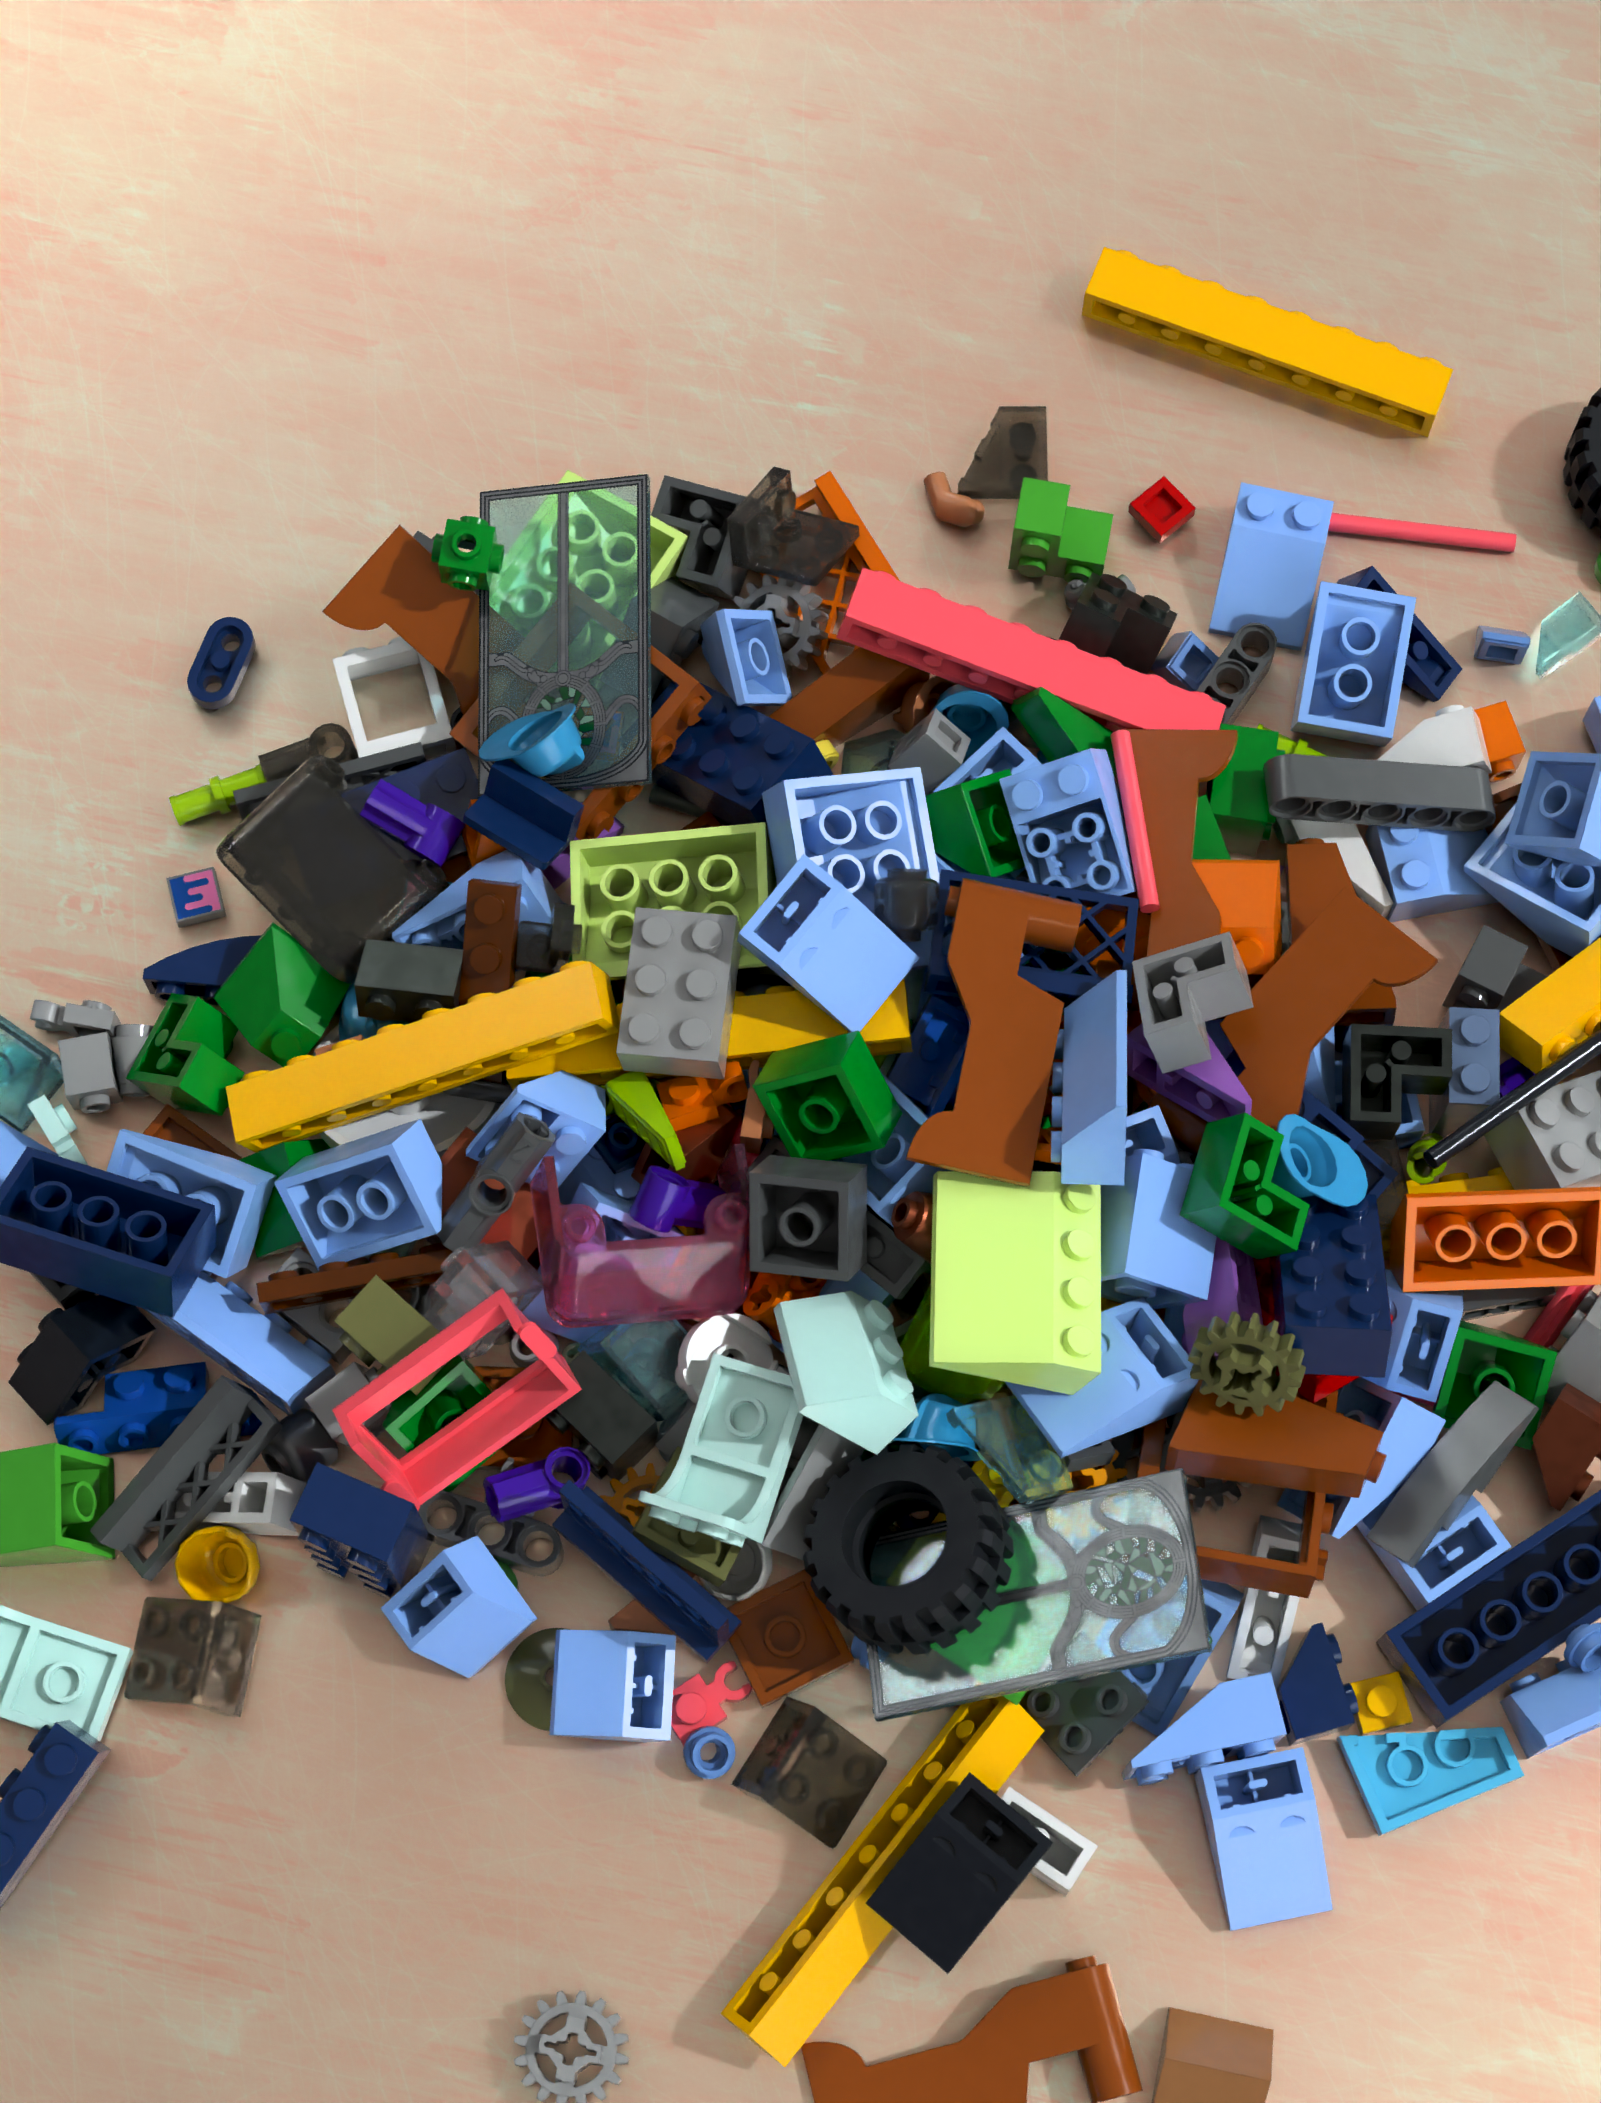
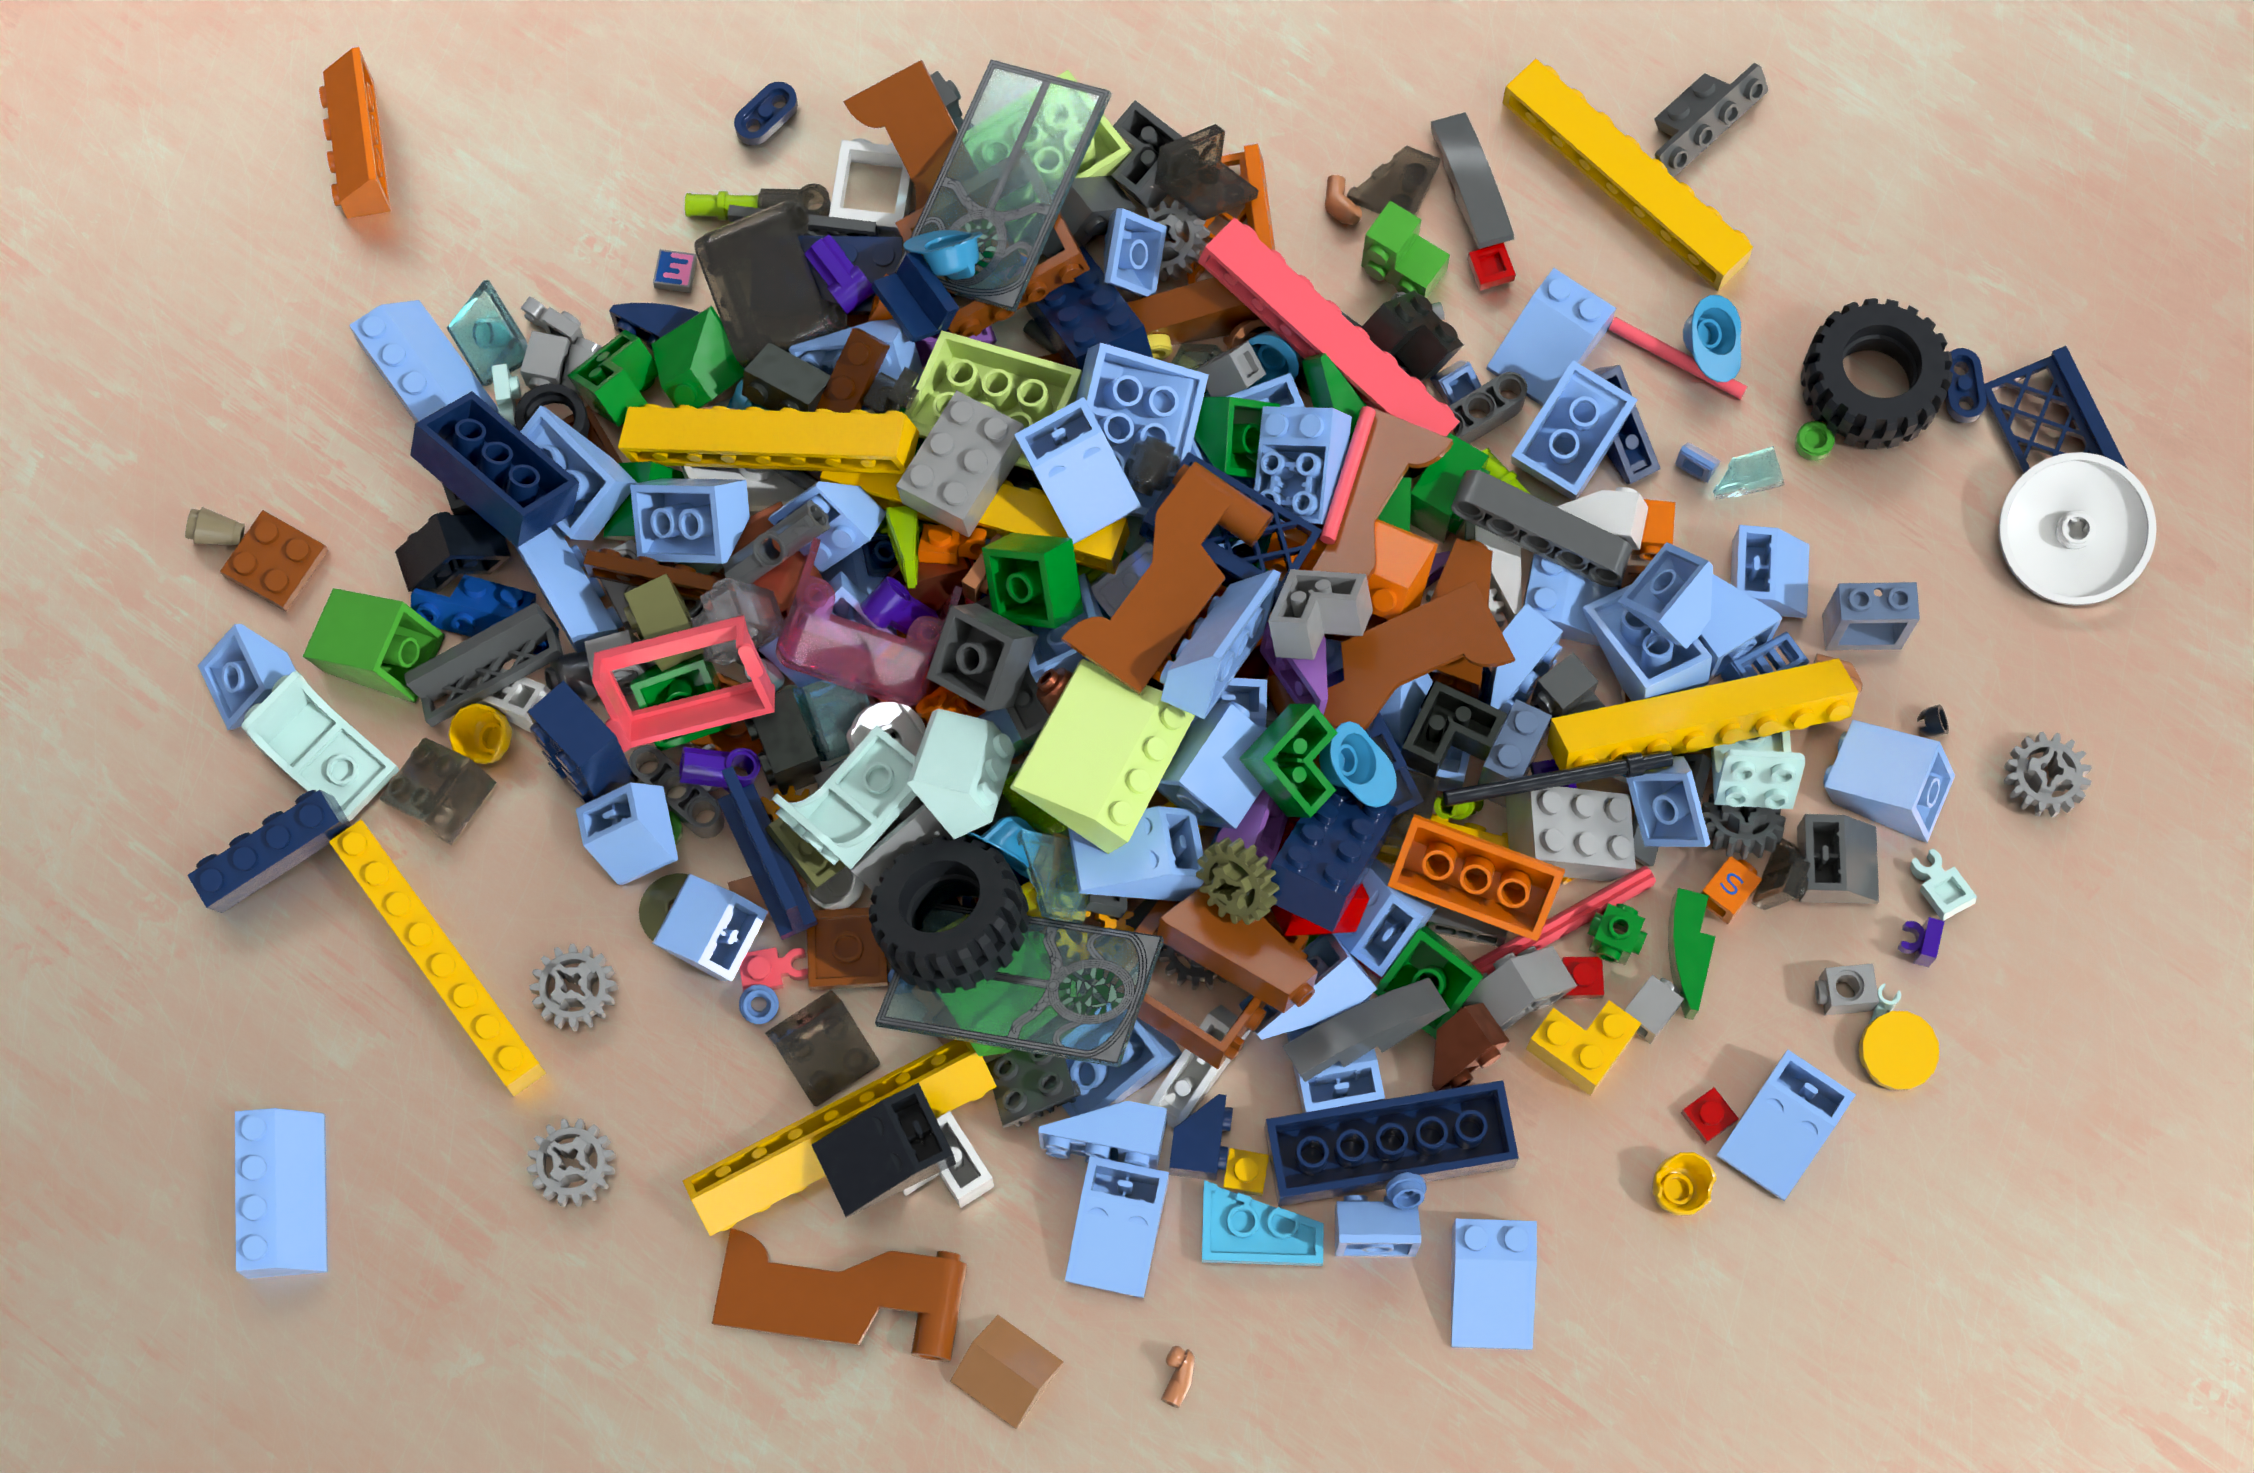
camera: 25 degrees right, 0 degrees up
(122, 1107) = (550, 394): none -> black tyre
(289, 1866) = (437, 958): none -> yellow brick
(467, 1853) = (564, 999): none -> light grey gear
(468, 569) = (962, 109): green brick -> none
(1095, 417) = (1472, 180): none -> dark grey slope
(1320, 236) = (1704, 114): none -> dark grey bracket
(1418, 1970) = (1182, 1376): none -> nougat arm
(1435, 928) = (1535, 650): none -> light blue slope
(1455, 494) = (1715, 338): none -> dark azure piece

